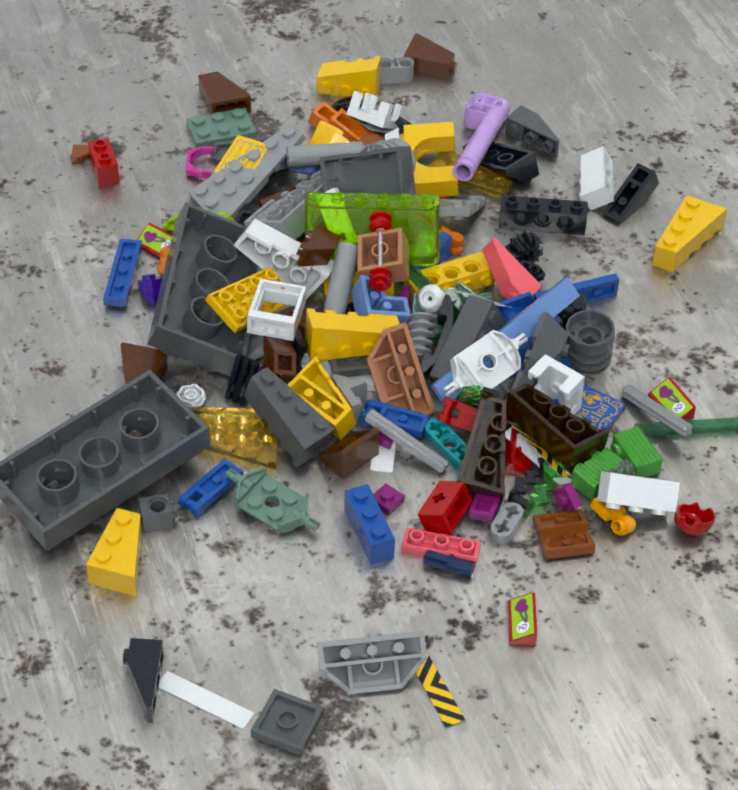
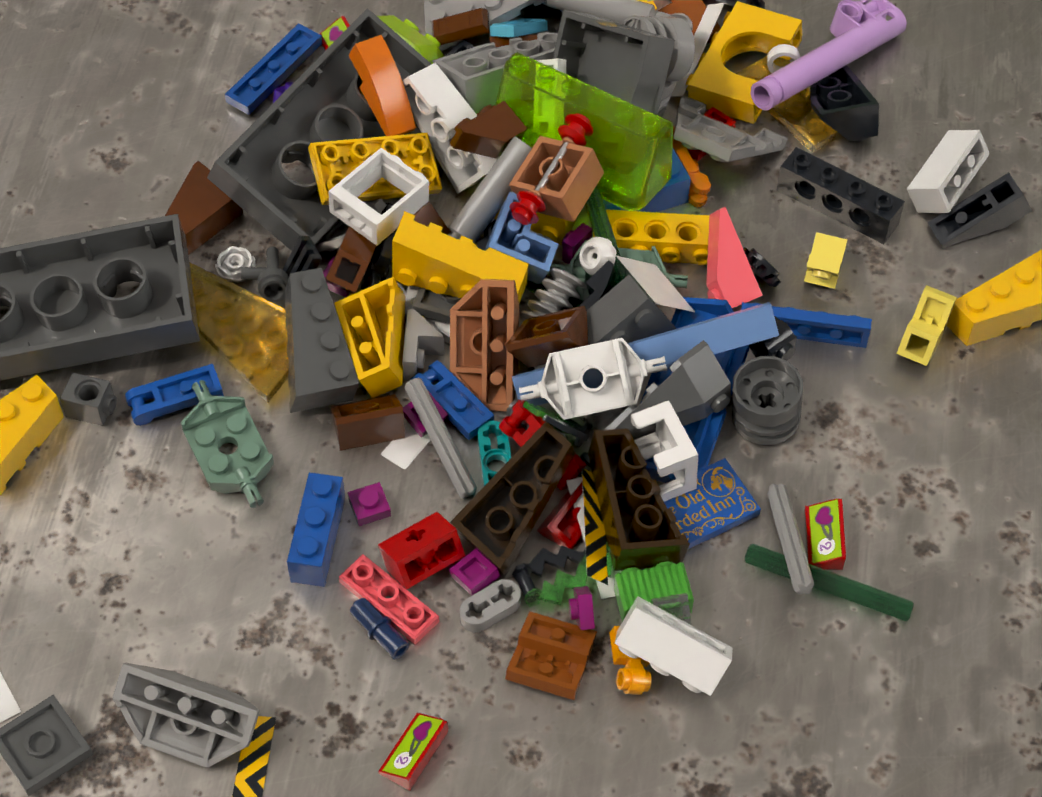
camera: 30 degrees right, 10 degrees up
(228, 245) = (383, 86): none -> orange slope
(228, 395) = (270, 279): none -> dark grey piece
(235, 200) = (461, 26): none -> reddish brown tile
(272, 189) = (518, 27): none -> medium azure tile
(439, 350) = (549, 334): none -> reddish brown slope
(450, 145) = (778, 51): none -> white piece
(526, 247) = (776, 235): black gear -> none
(532, 130) = (909, 62): dark grey slope -> none
(562, 253) = (825, 260): none -> light yellow brick
(637, 448) = (721, 587): bright green brick -> none
(646, 267) = (927, 325): none -> light yellow brick
(693, 519) = (729, 716): red hair -> none

